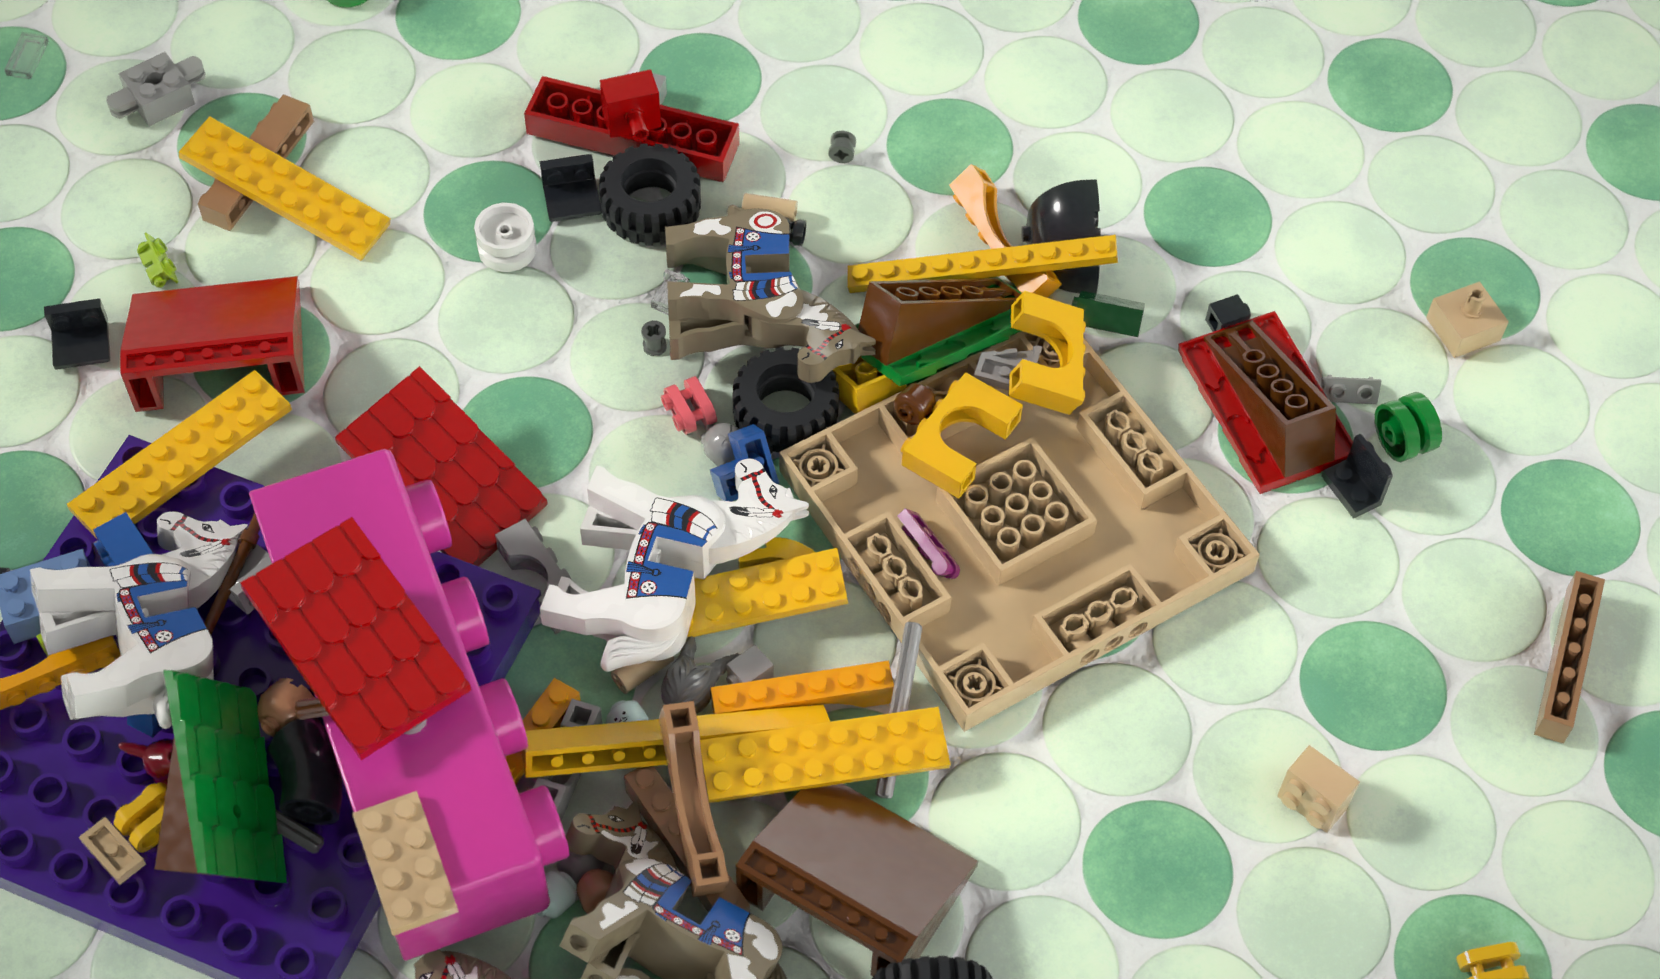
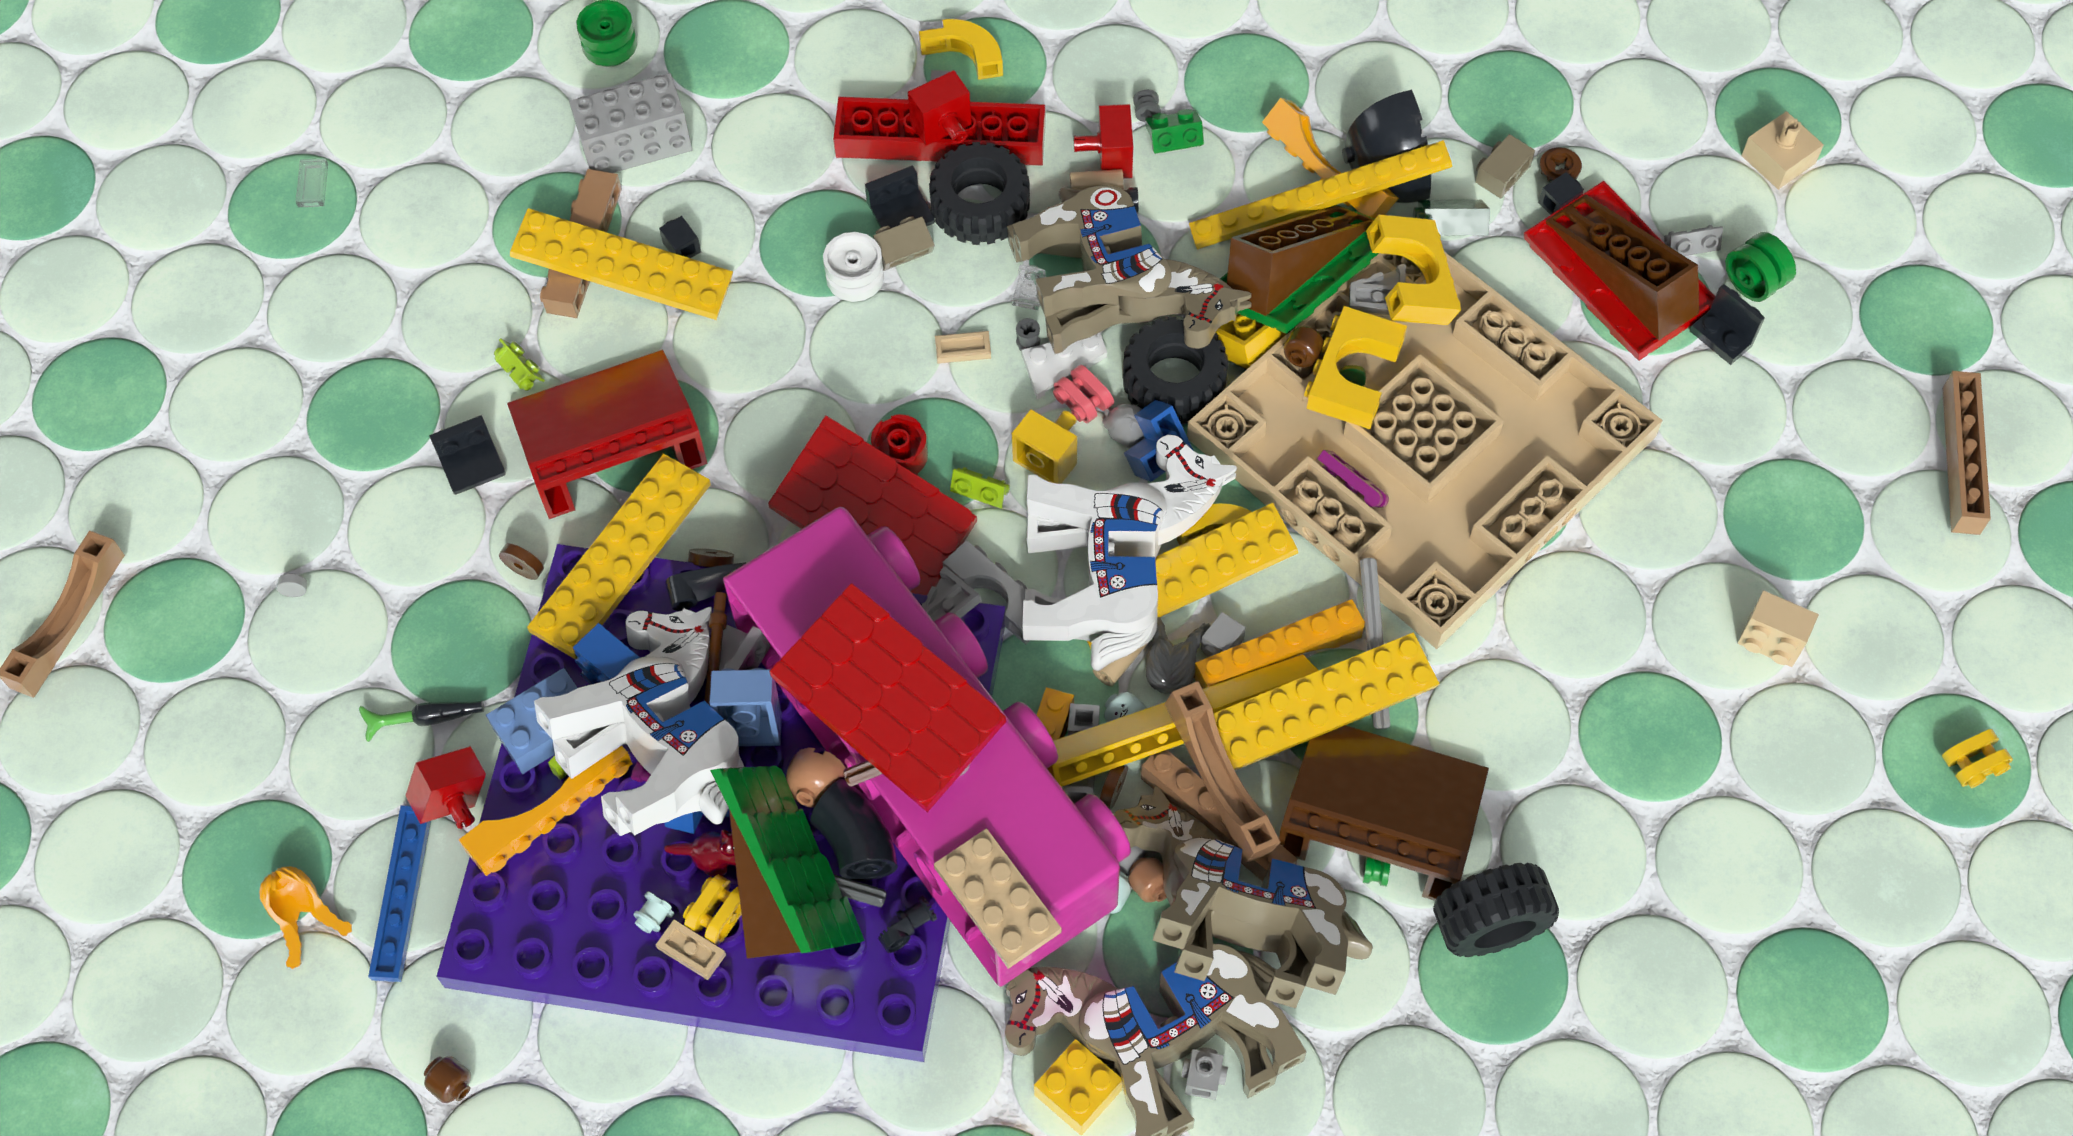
camera: 10 degrees left, 5 degrees up
(87, 806) = (652, 913): none -> light aqua brick
(91, 444) = (521, 561): none -> reddish brown piece
(160, 100) = (460, 202): light grey brick -> none
(231, 502) = (697, 585): none -> black piece
(237, 628) = (748, 704): none -> medium blue brick
(264, 478) = (710, 557): none -> reddish brown piece
(320, 883) = (910, 919): none -> black connector
(337, 62) = (631, 125): none -> light grey brick
(350, 177) = (680, 238): none -> black brick
(483, 569) = (950, 596): none -> light grey wing
(494, 412) = (903, 441): none -> red brick
(554, 470) = (975, 487): none -> lime hinge
(560, 225) = (904, 242): none -> dark tan brick
(588, 336) = (963, 347): none -> tan tile
(591, 790) = (1113, 785): none -> reddish brown piece
(634, 446) = (1046, 446): none -> yellow brick
(664, 372) = (1047, 368): none -> white wing
(686, 49) = (966, 39): none -> yellow arch
(796, 171) = (1113, 140): none -> red brick
(829, 939) = (1376, 871): none -> green wheel
(862, 176) = (1175, 131): none -> green bracket
(959, 442) = (1354, 374): none -> dark green piece
(1179, 276) = (1504, 165): none -> dark tan brick
(1237, 279) = (1558, 156): none -> reddish brown gear

